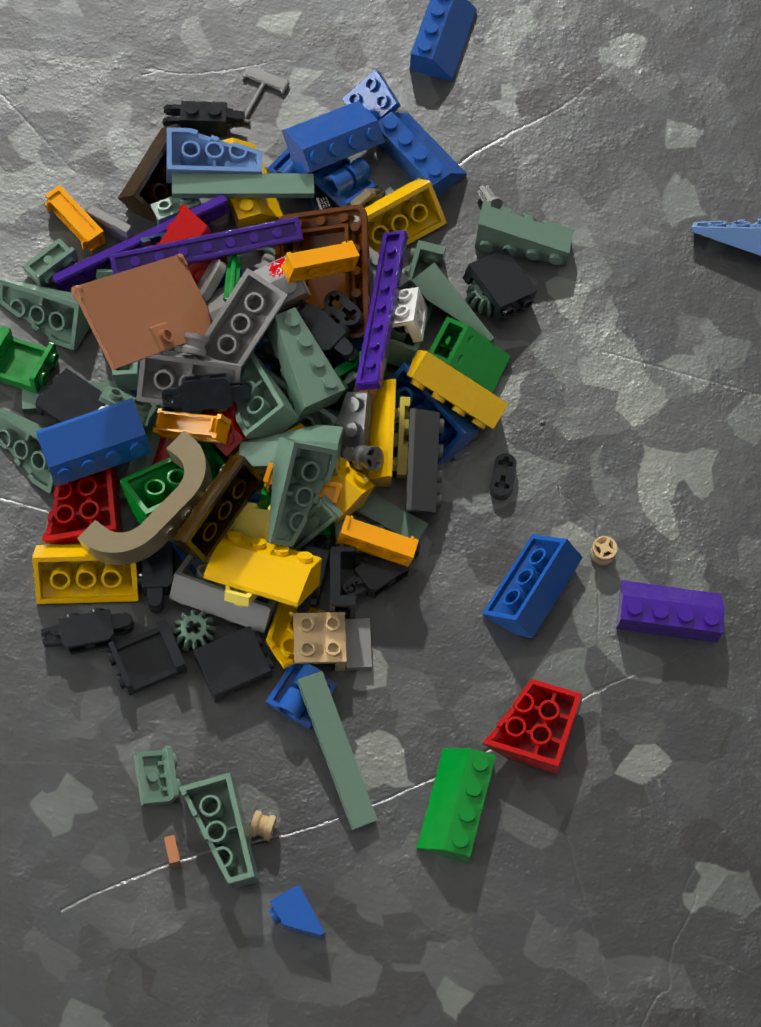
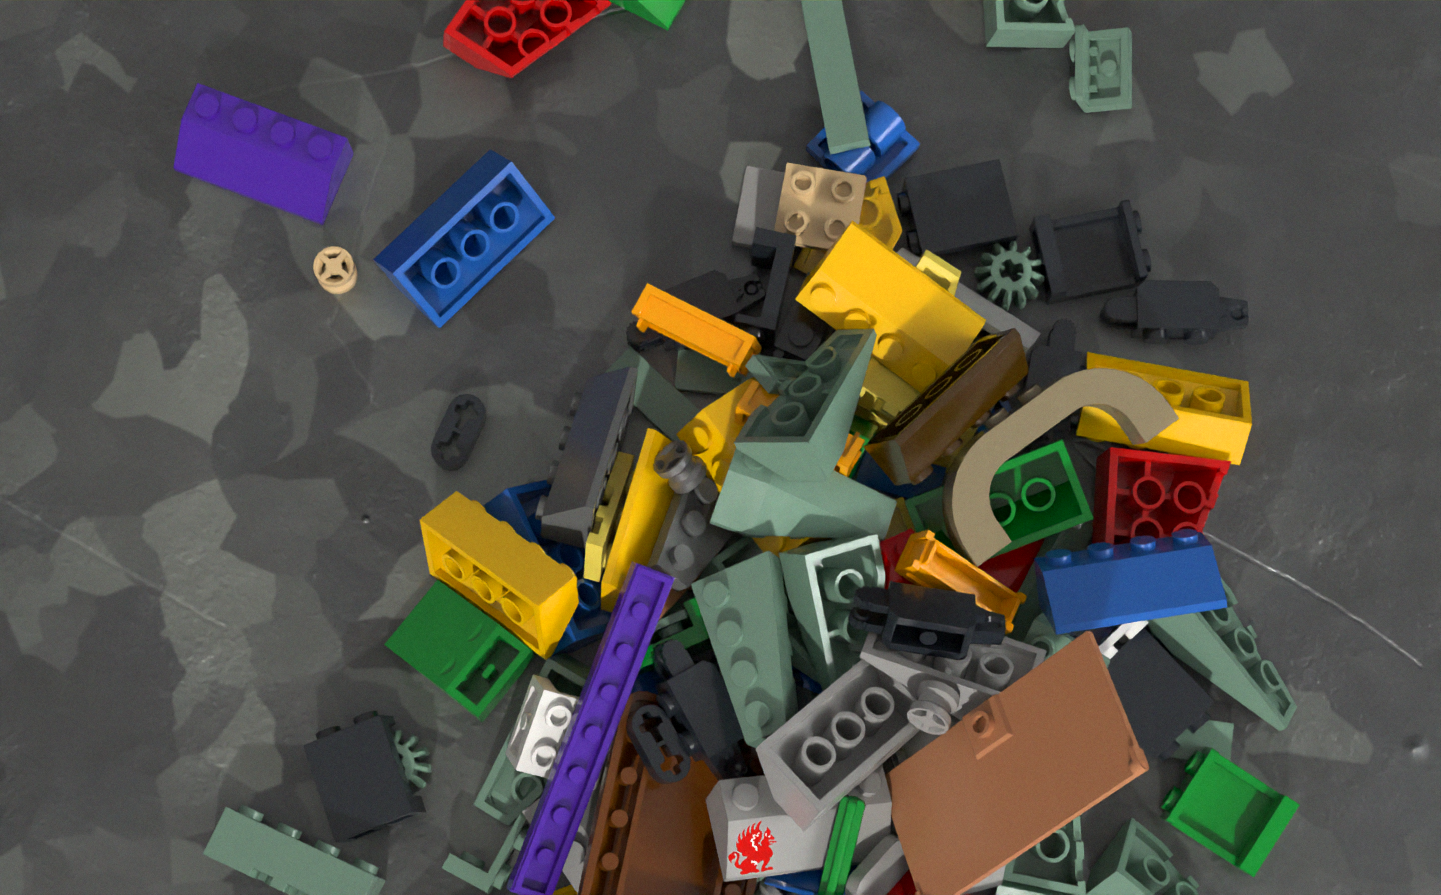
camera: 165 degrees left, 10 degrees up
(320, 262) = (682, 826): light orange container -> none
(442, 294) = (478, 774): sand green wedge -> none

